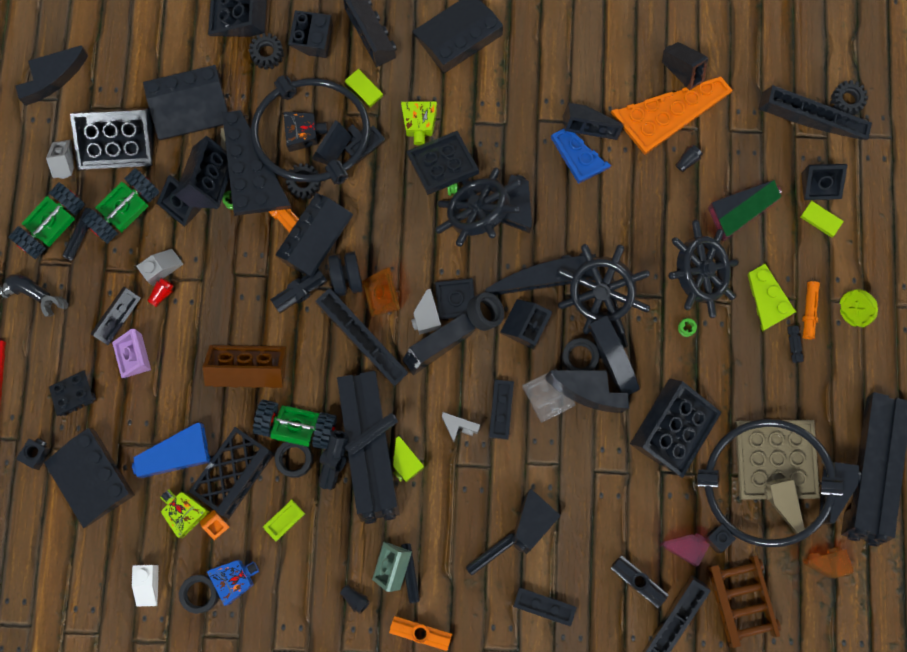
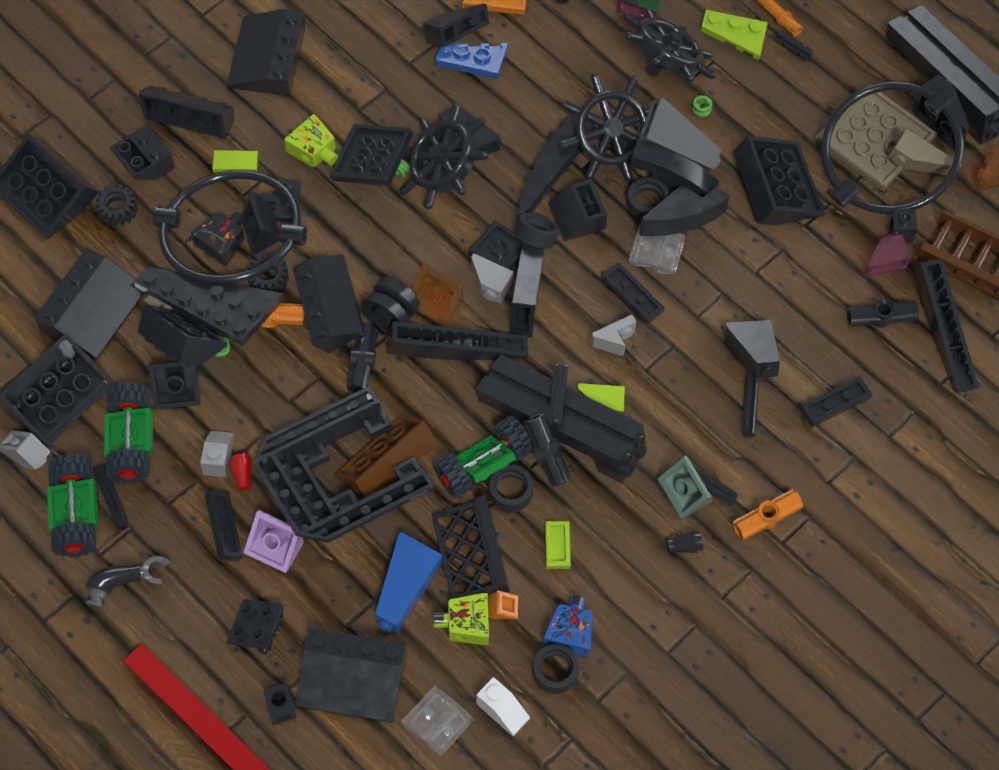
camera: 50 degrees left, 15 degrees down
(104, 554) = (437, 720): none -> clear slope
(171, 334) = (292, 452): none -> black slope
(636, 337) = (673, 131): none -> dark grey slope

